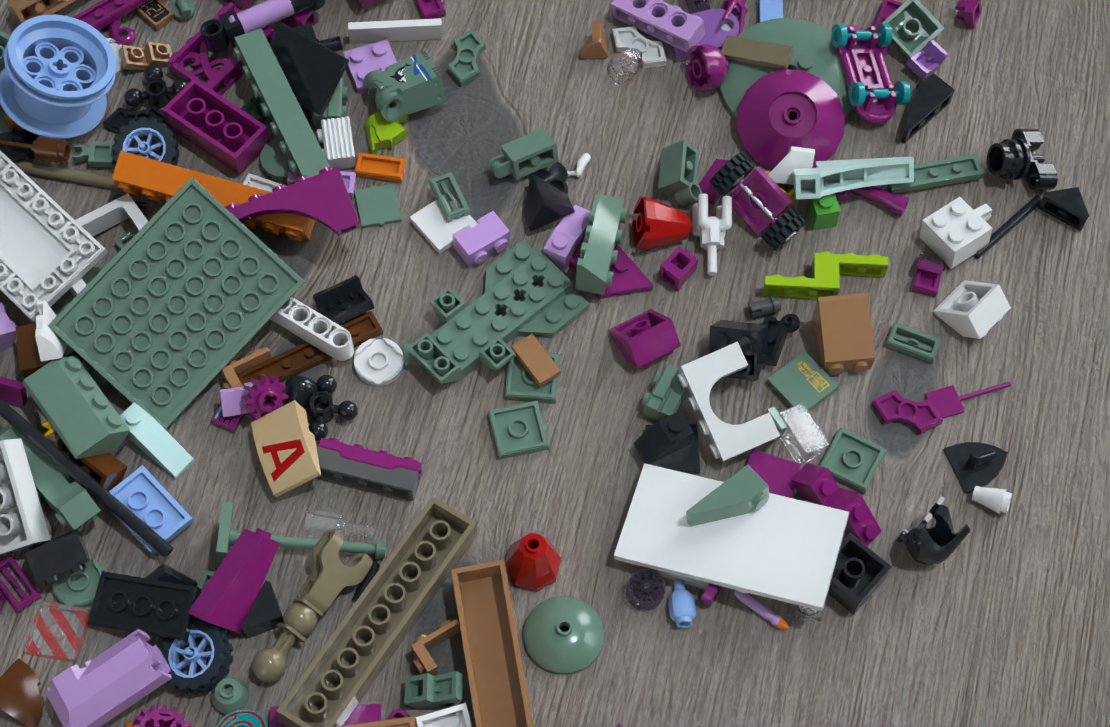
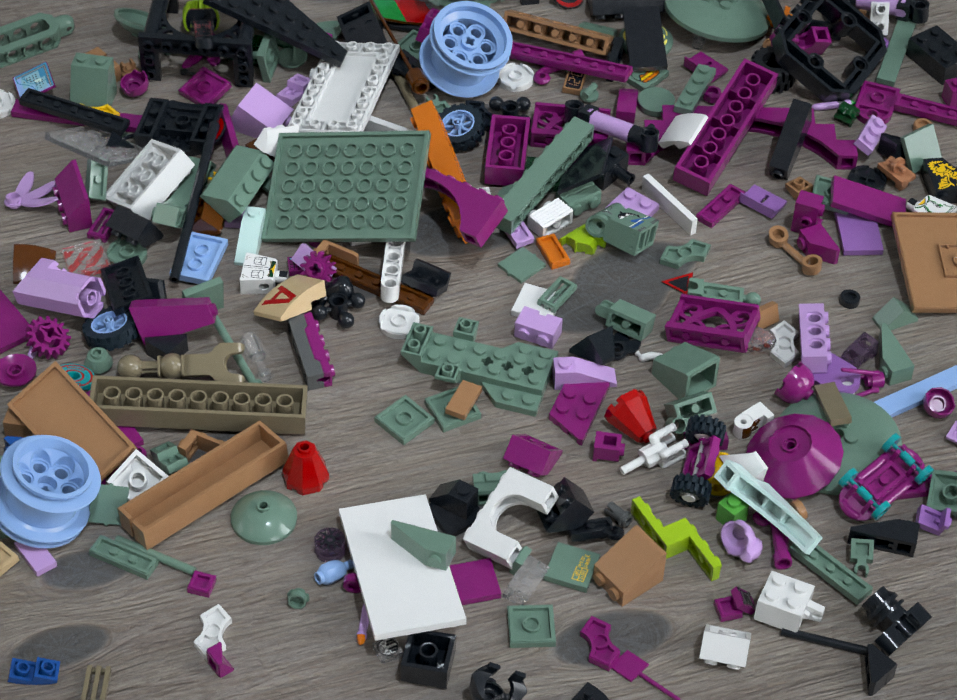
camera: 60 degrees right, 15 degrees down
(141, 57) = (533, 93): medium nougat slope -> none
(219, 459) = (260, 274): none -> white torso
(505, 83) = (679, 283): none -> piece
(545, 60) = (711, 290): none -> sand green plate
(584, 65) = (721, 337): none -> magenta fence
(599, 244) = (581, 385): sand green wedge -> none
(627, 144) = (686, 370): none -> sand green slope
(696, 657) = (297, 598): none -> sand green plate
(719, 125) = (751, 420): none -> white leg
(819, 487) = (481, 628): magenta arch -> none
(851, 153) = (799, 507): none -> medium nougat tile
(865, 225) = (740, 540): none -> lavender hair
(911, 346) = (668, 637): sand green tile -> none
(930, 138) = (861, 553): none -> sand green plate

